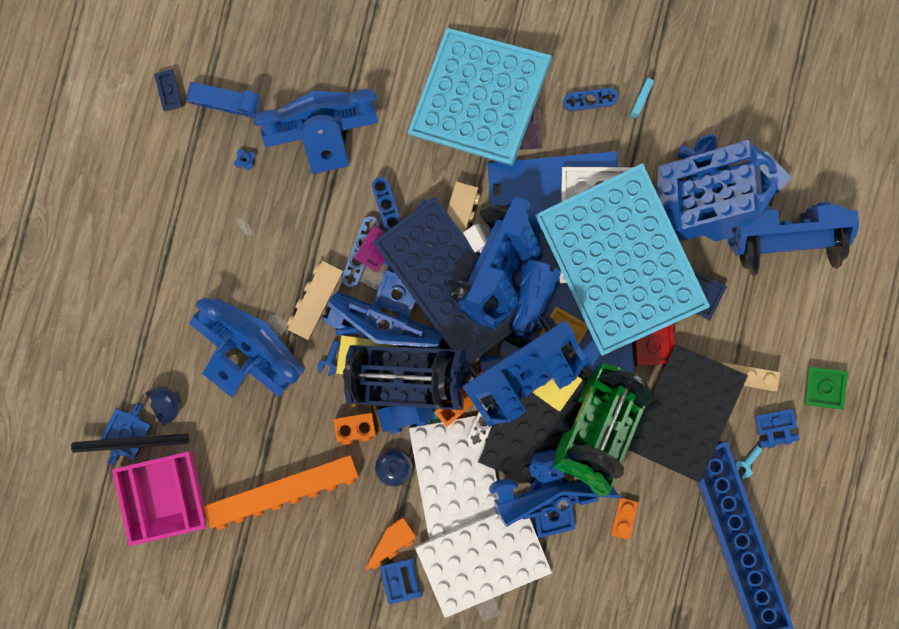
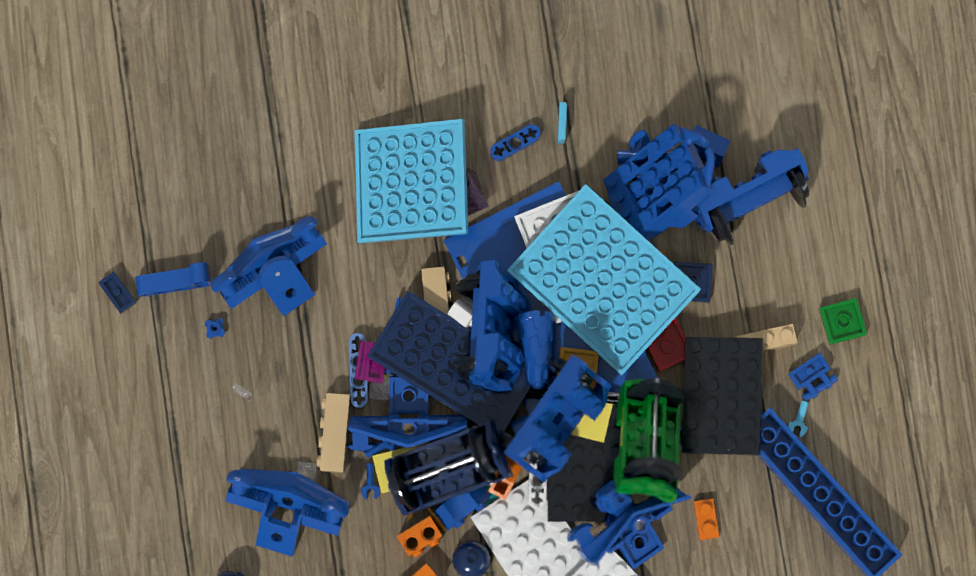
camera: 15 degrees left, 5 degrees down
(382, 196) = (362, 308): blue beam -> none

